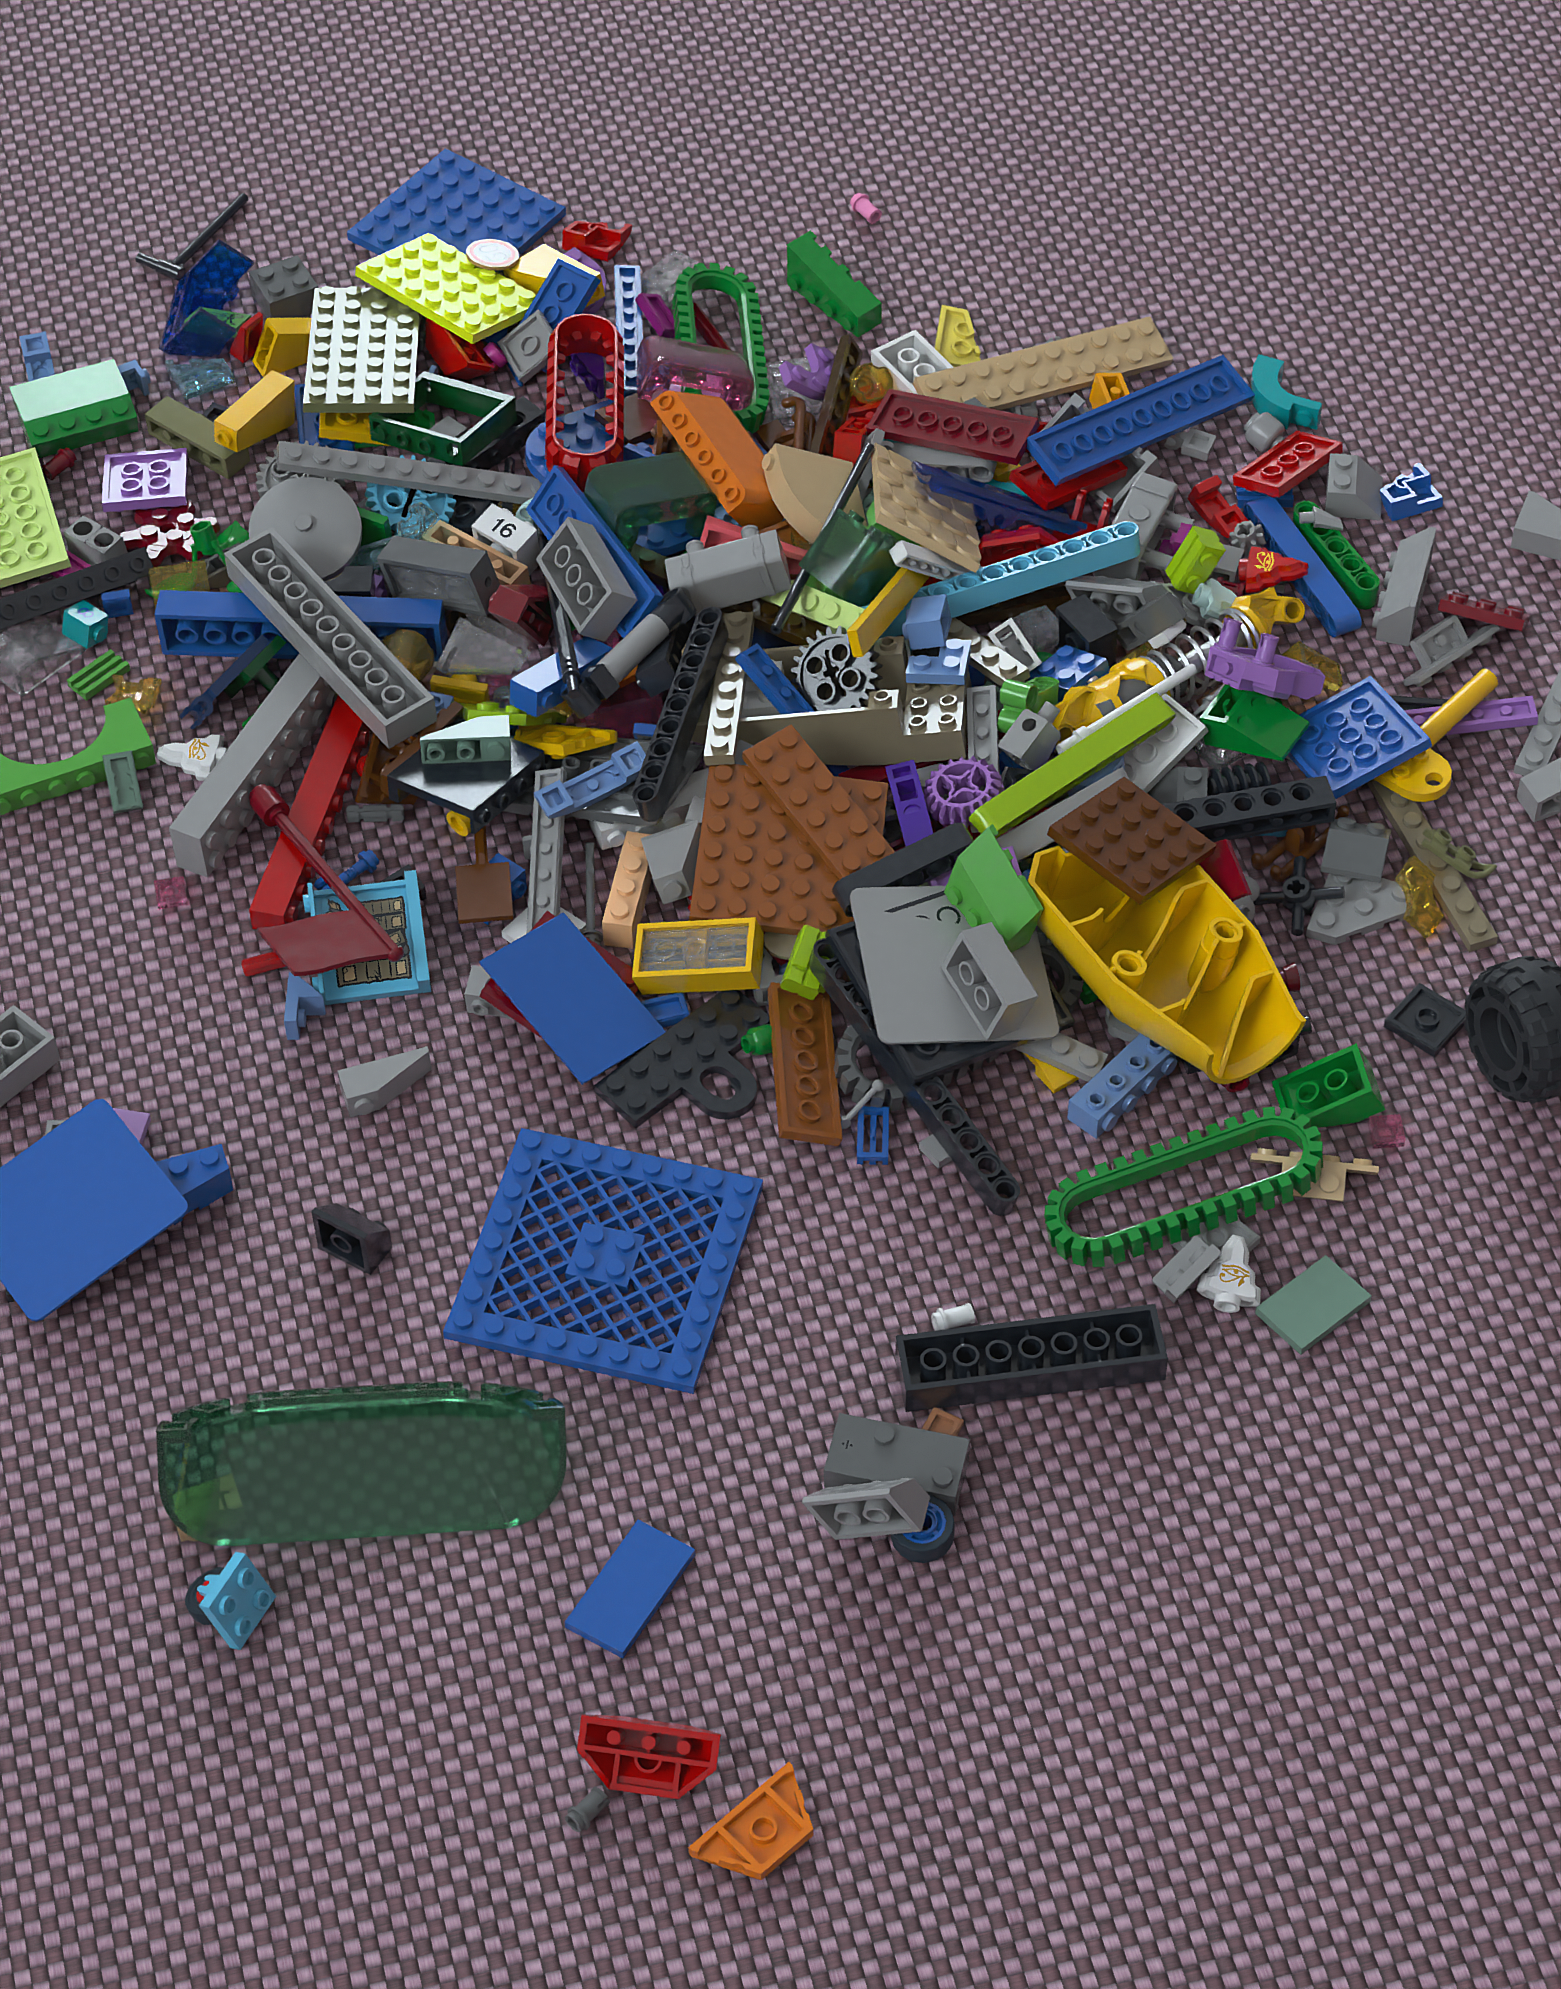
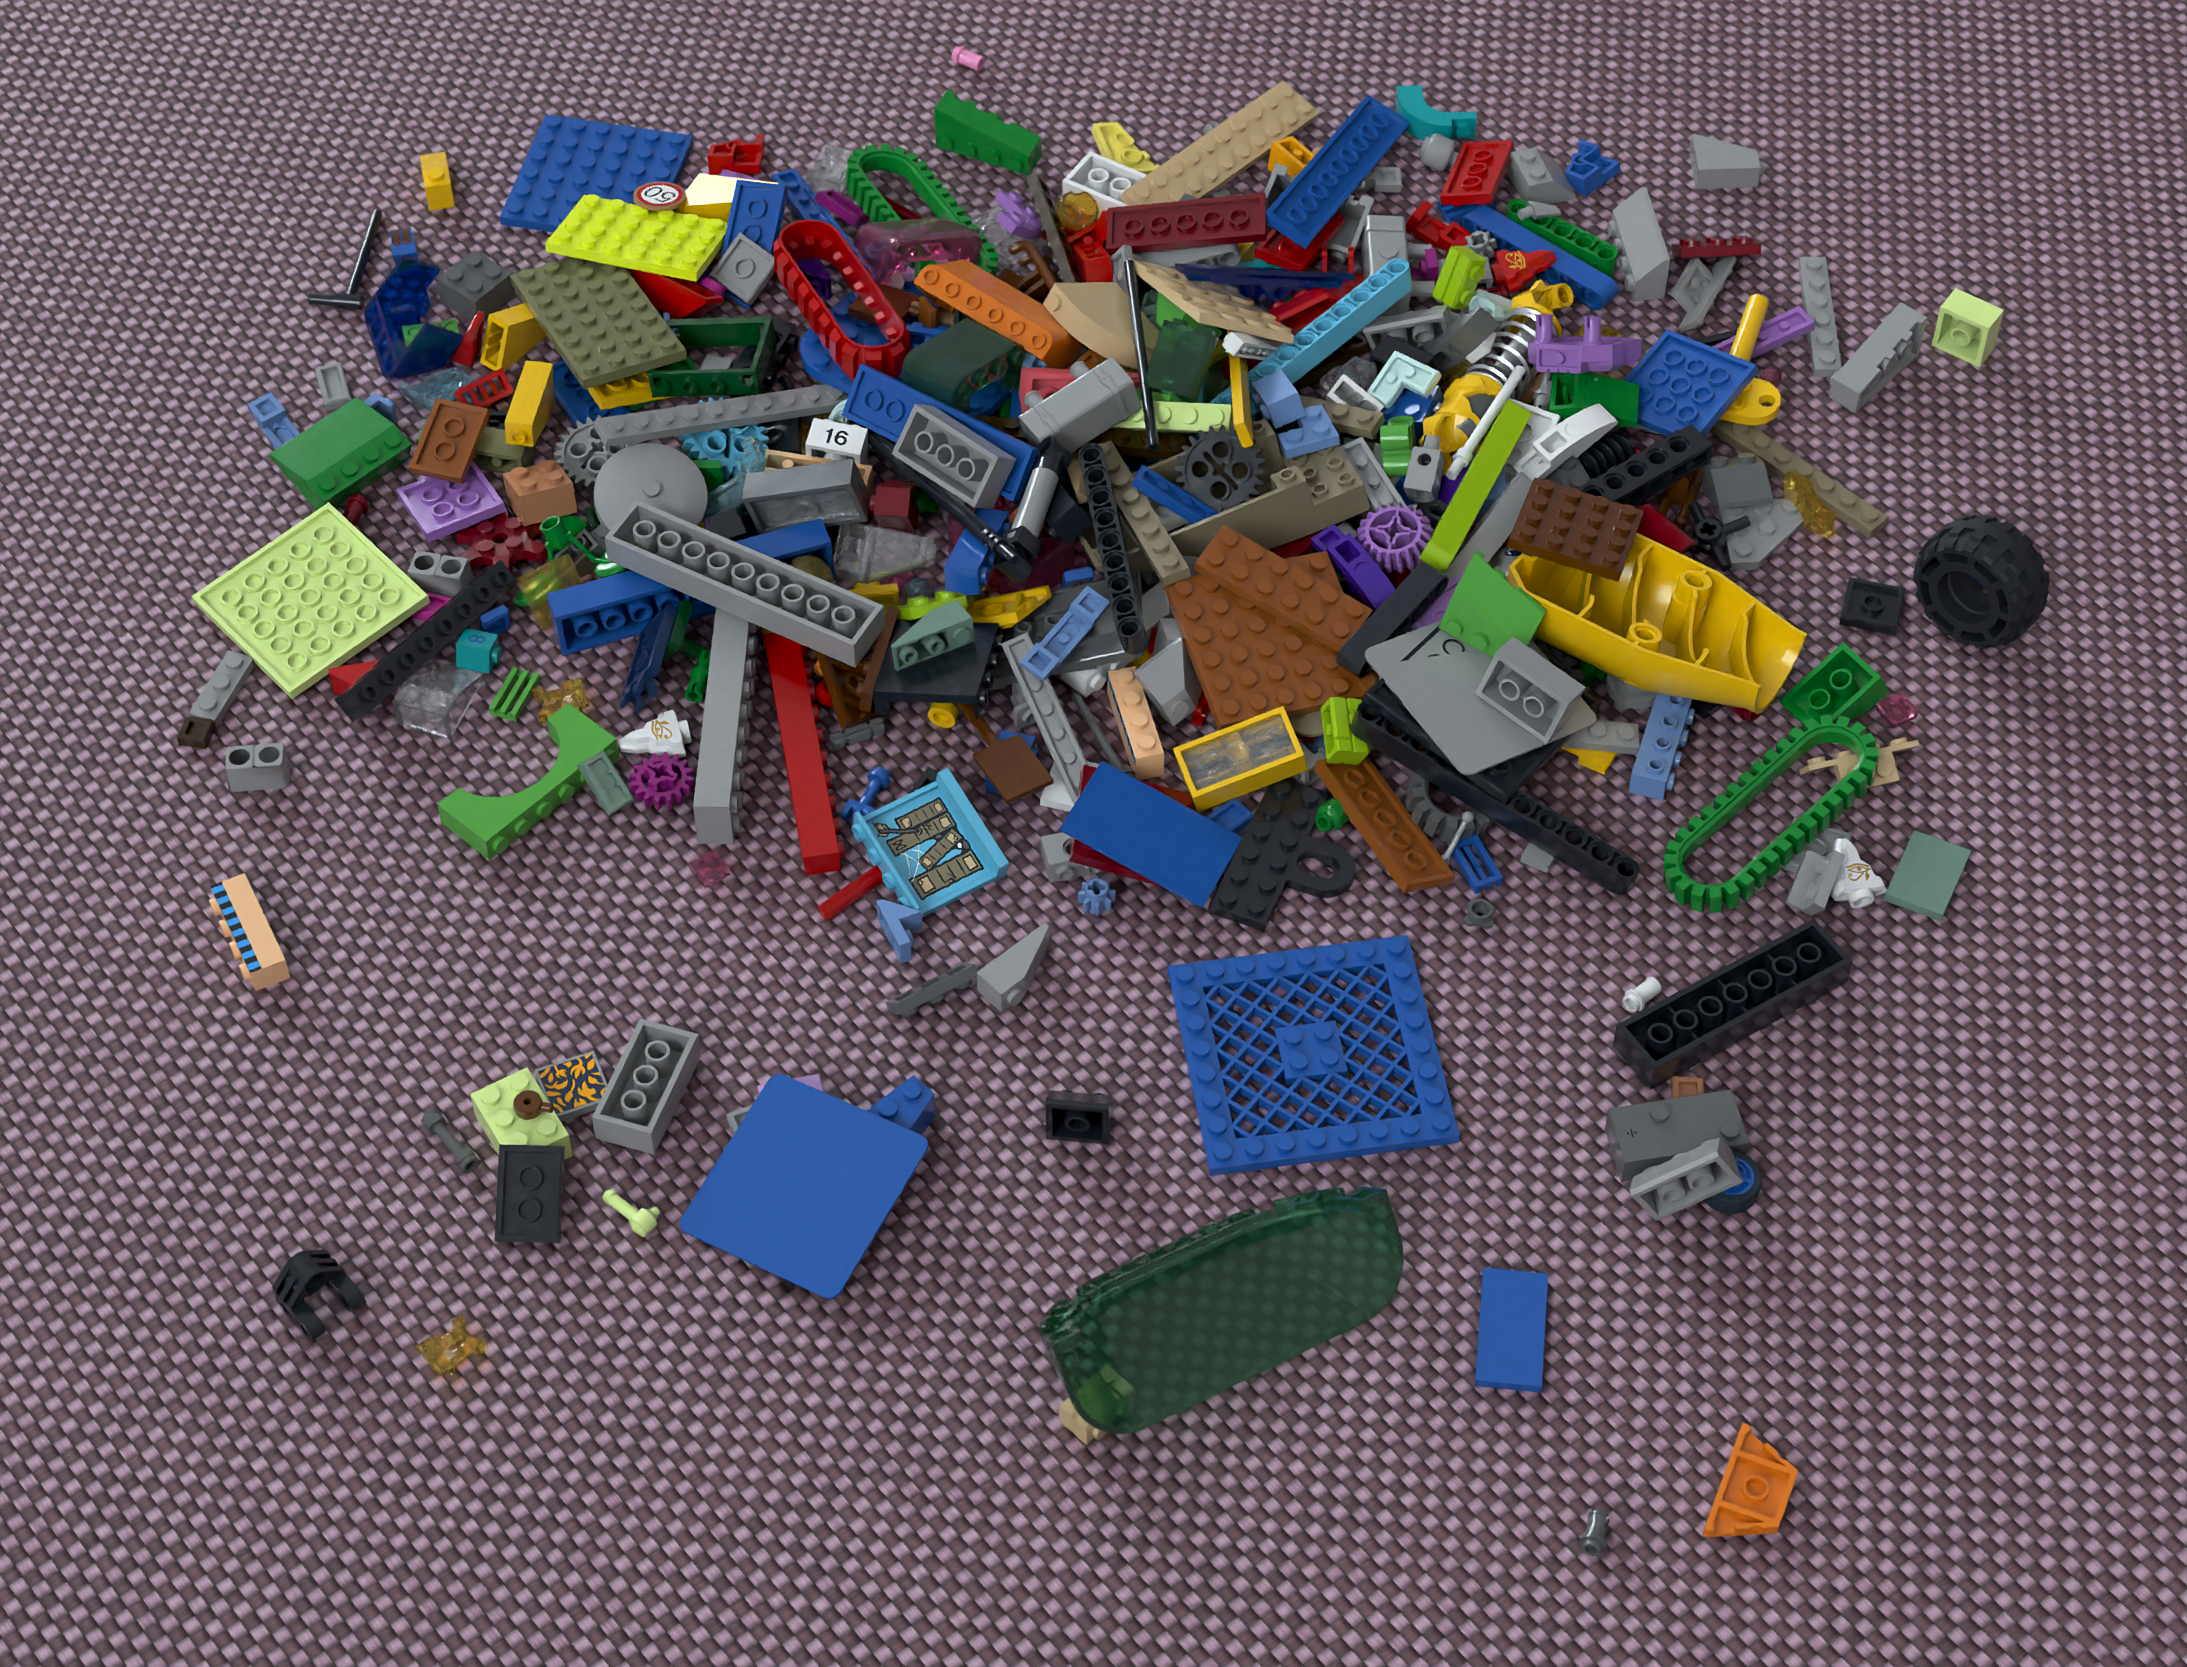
camera: 25 degrees left, 0 degrees up
(112, 342) = (333, 386): none -> light grey tile
(168, 423) = (449, 440): none -> dark orange plate
(169, 795) = (662, 781): none -> magenta gear
(212, 391) = (508, 389): none -> red slope
(222, 496) = (539, 492): none -> nougat brick
(230, 1599) = (1170, 1476): medium azure plate -> none
(246, 234) = (403, 243): none -> blue leg
(295, 1073) = (932, 990): none -> dark grey plate
(312, 181) = (437, 181): none -> yellow slope
(324, 939) = (896, 861): dark red flag -> none
(495, 1039) = (1096, 896): none -> medium blue gear
(647, 1754) = (1625, 1463): red wedge -> none
(845, 1177) = (1483, 908): none -> dark grey plate
(1070, 635) = (1403, 373): none -> light aqua tile
(1195, 751) = (1564, 440): none -> white slope
(1461, 761) = (1772, 375): none -> clear pink tile
(1463, 855) = (1819, 460): olive piece -> none

